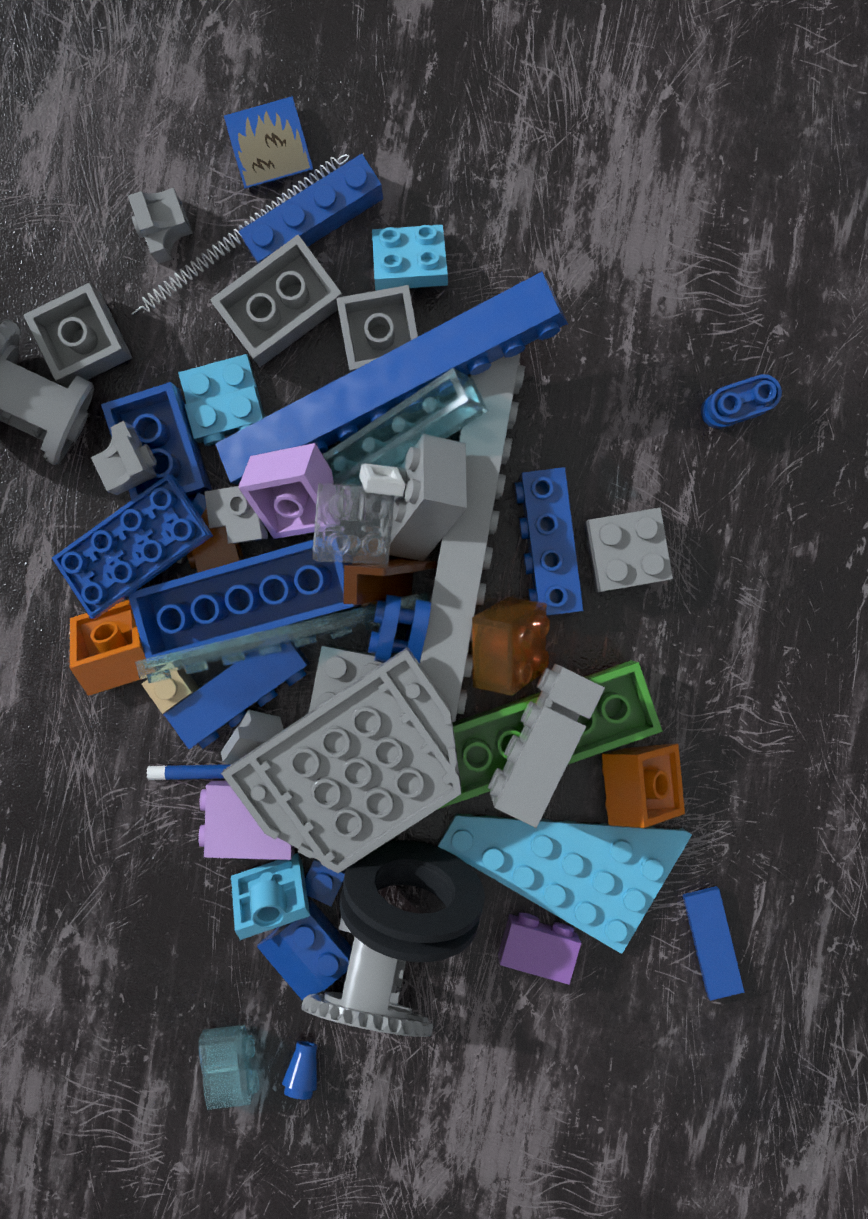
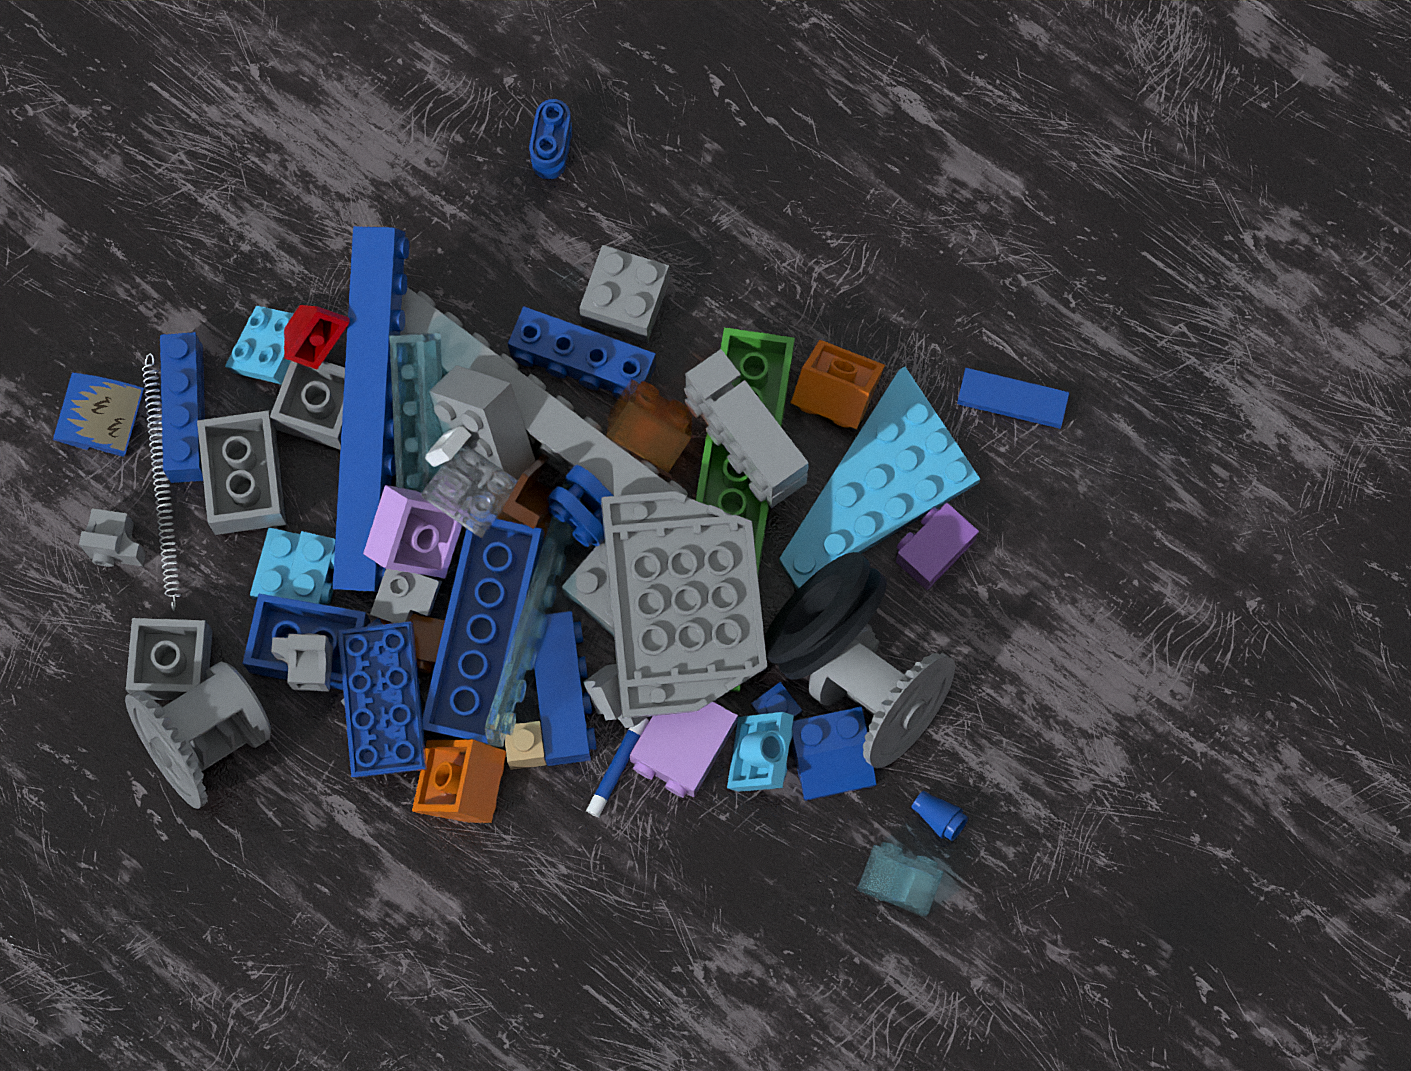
camera: 70 degrees left, 15 degrees down
(426, 293) = (312, 334): none -> red slope

